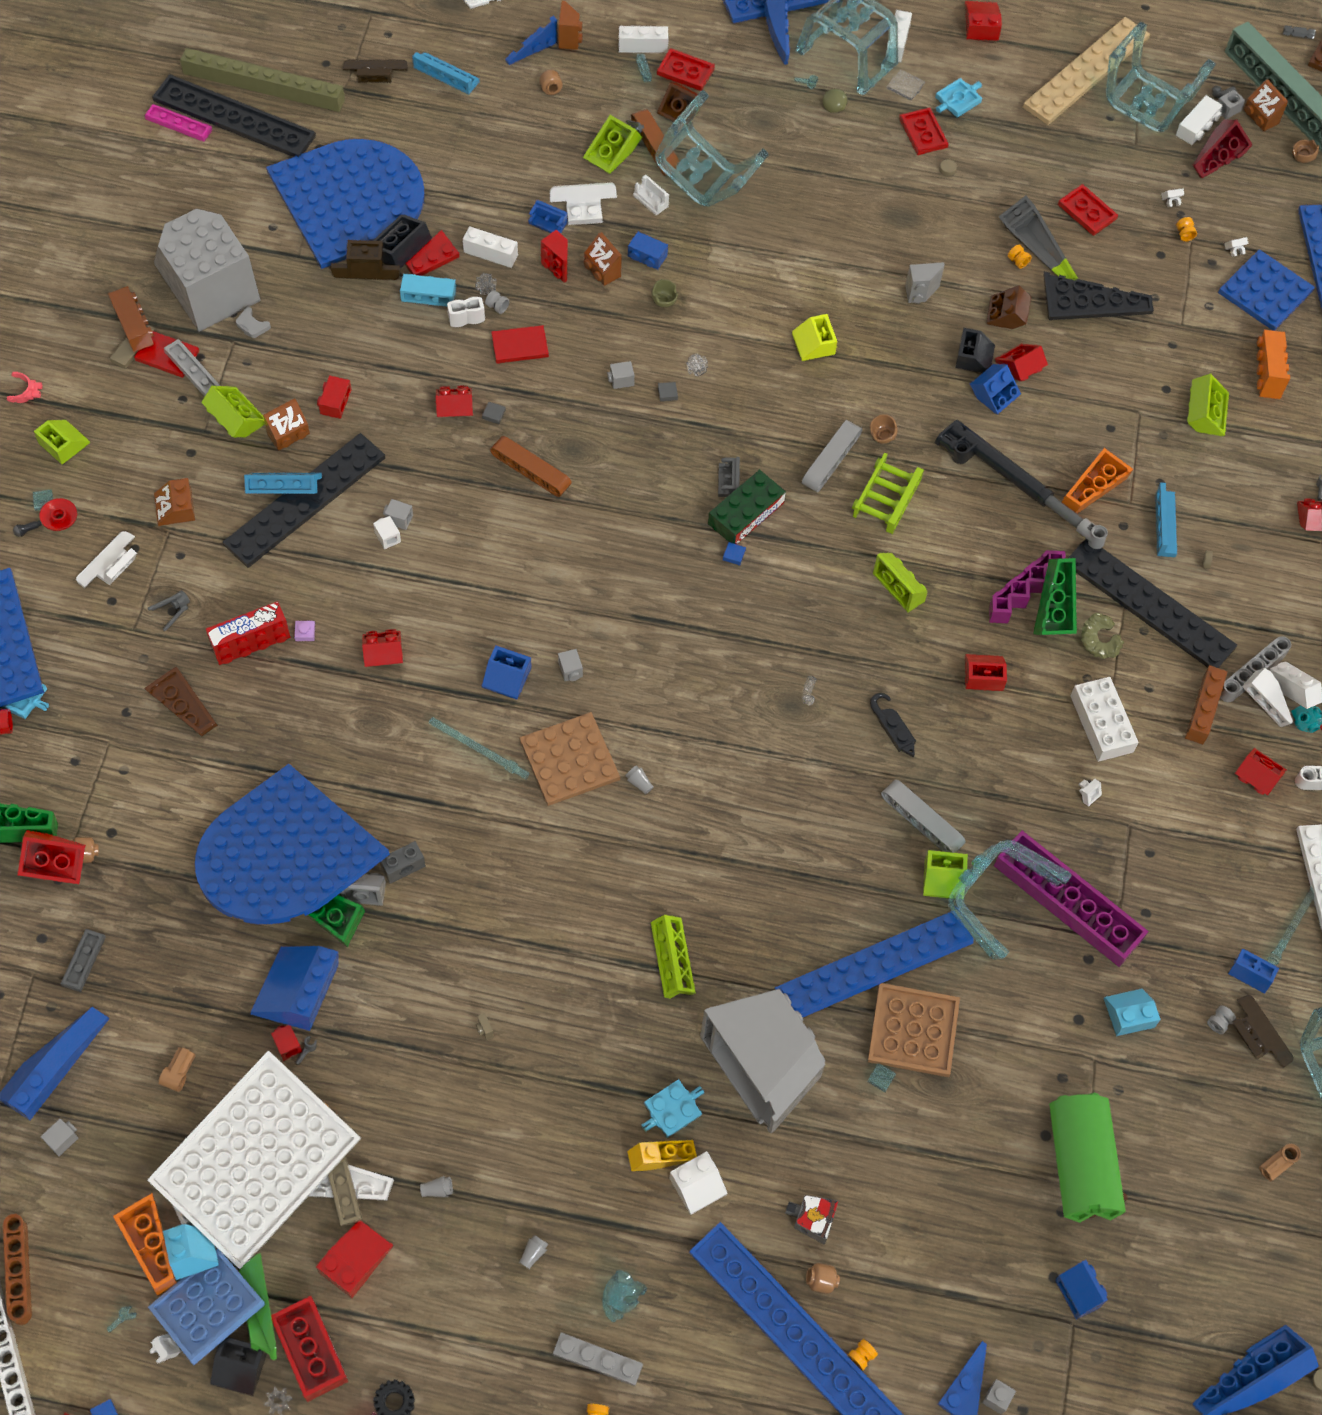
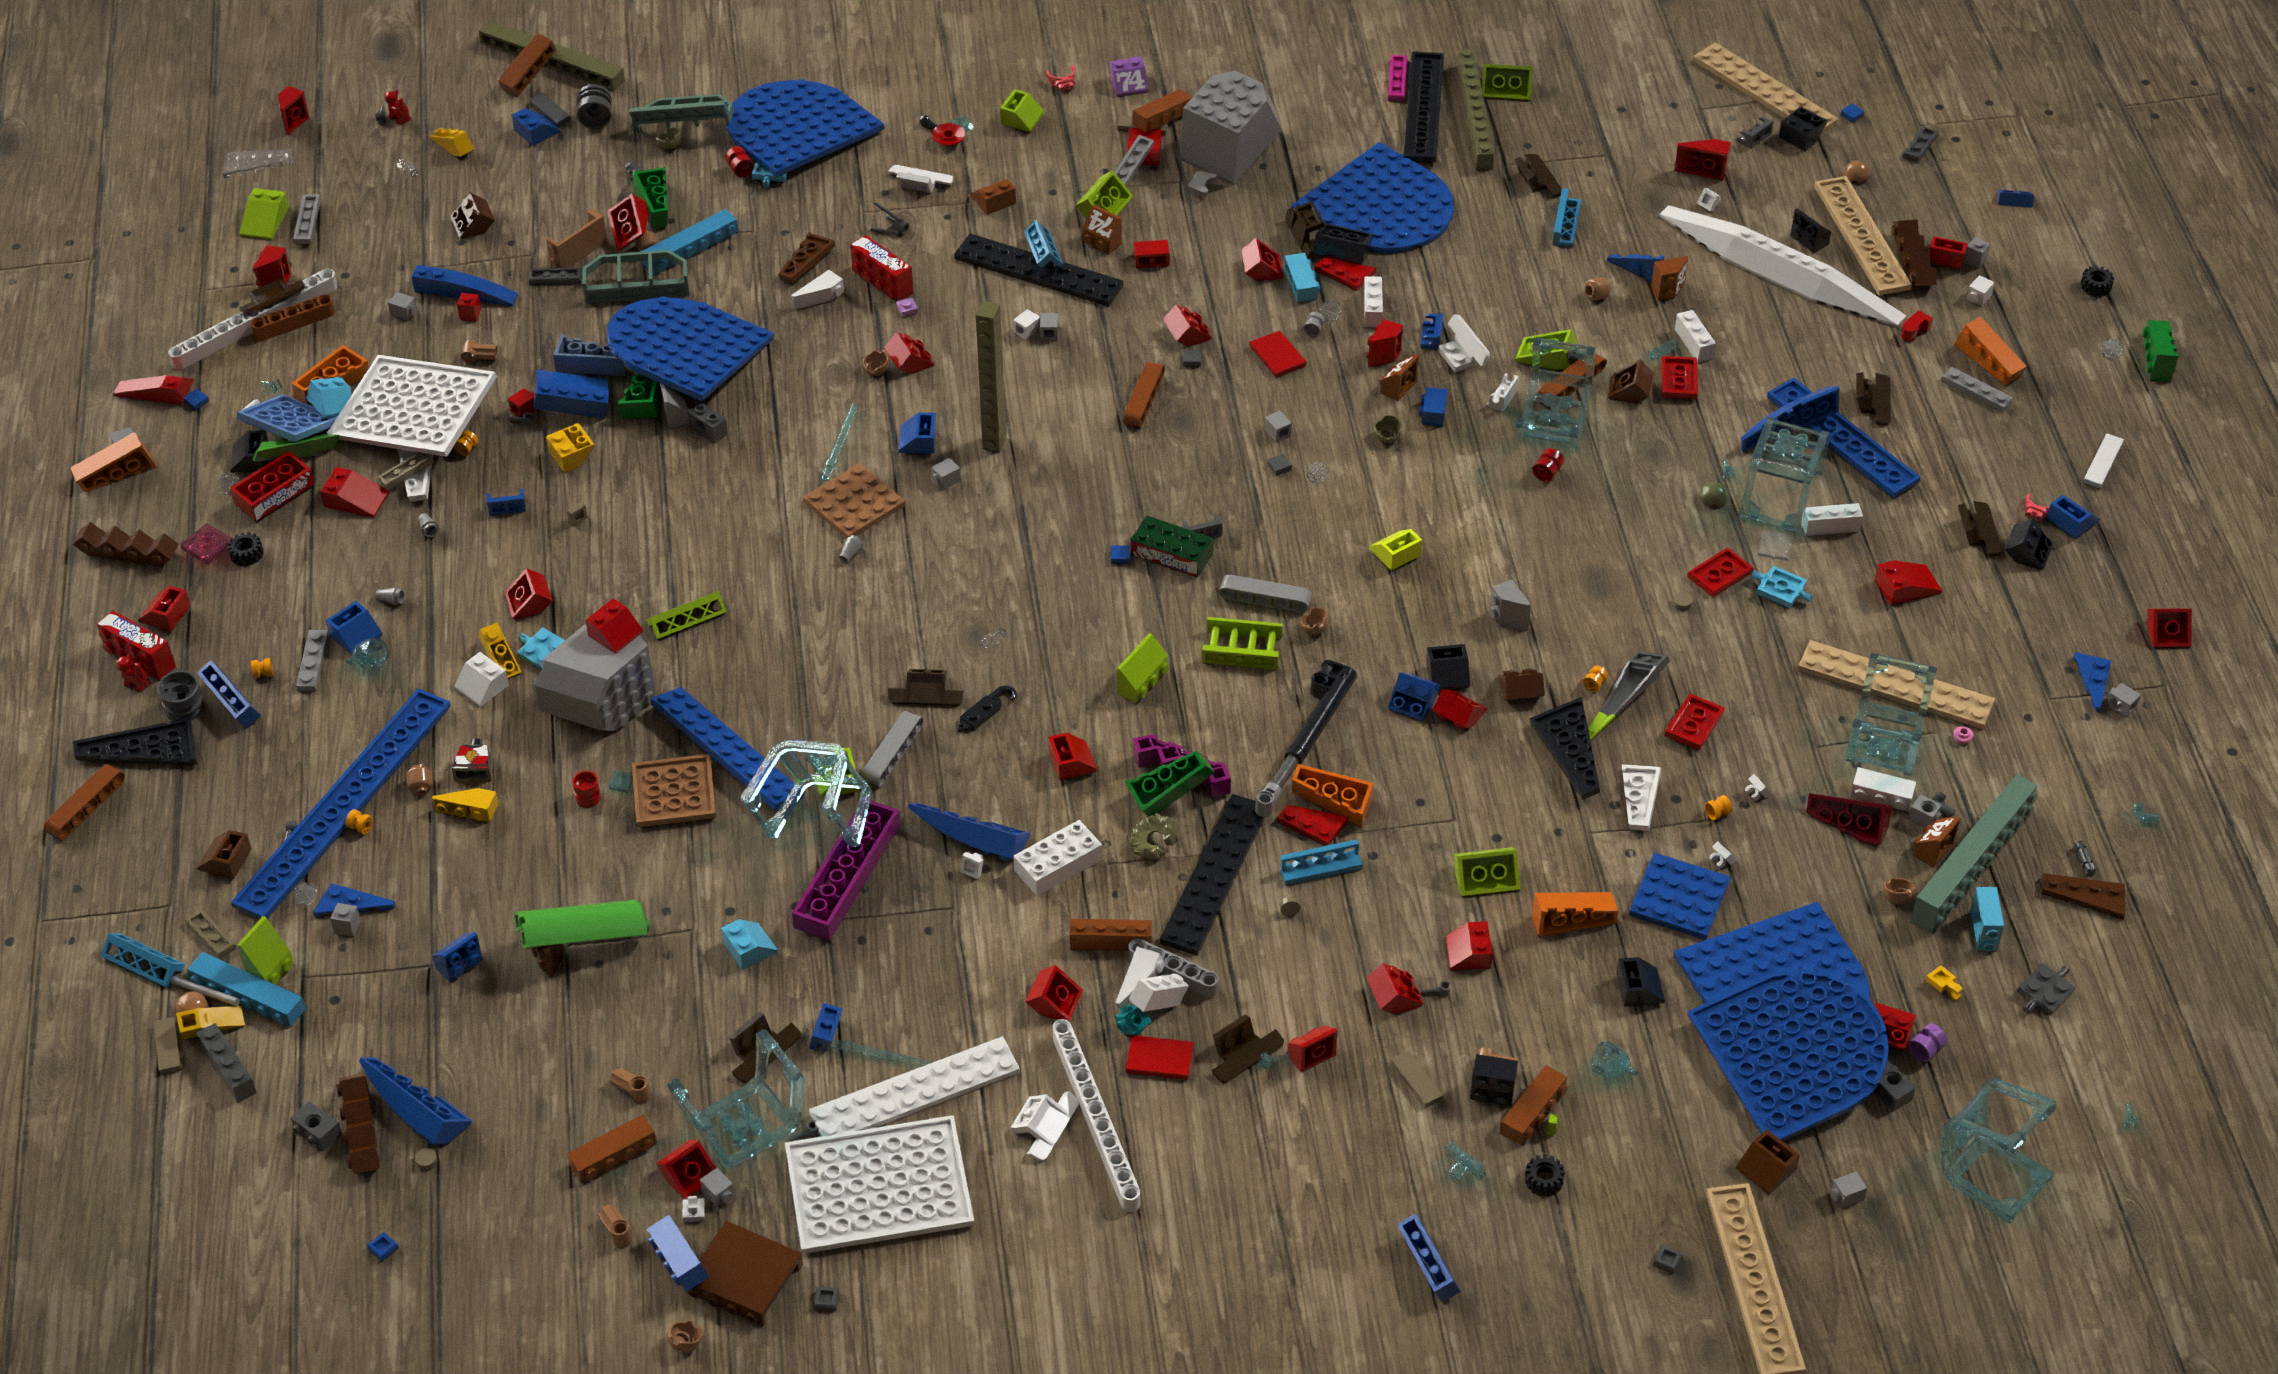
camera: 75 degrees right, 15 degrees down
(38, 894) = (579, 243): none -> medium nougat panel
(56, 331) = (1128, 76): none -> medium lavender slope
(99, 1063) = (469, 307): none -> red brick
(102, 807) = (695, 239): none -> dark azure brick
(157, 873) = (635, 290): none -> sand green plate
(237, 40) = (1507, 81): none -> lime slope
(244, 698) = (818, 291): none -> white slope
(246, 958) = (586, 358): none -> sand blue wedge
(381, 1008) = (569, 447): none -> yellow slope
(383, 680) = (876, 363): none -> medium nougat hair
(391, 314) = (1261, 262): none -> red slope
(434, 1096) = (506, 504): none -> blue hinge
(467, 311) = (1287, 304): white brick -> none
(534, 563) = (991, 375): none -> olive brick
(575, 1301) = (352, 626): none -> blue slope
(589, 1106) = (528, 595): none -> red slope
(750, 1014) = (613, 626): none -> red slope
(758, 196) = (1548, 465): none -> red wheel
(852, 765) = (925, 688): none -> dark brown plate
(873, 1228) = (471, 803): none -> yellow slope
(892, 1111) = (586, 789): none -> red wheel
(1053, 775) = (986, 836): none -> blue wedge
(1117, 510) = (1314, 824): none -> red wing
(1152, 273) = (1640, 793): none -> white wing
(1155, 51) = (1963, 735): none -> bright pink plate
(1221, 1019) = (770, 1011): light grey wheel -> none
(1287, 446) = (1470, 947): none -> red slope

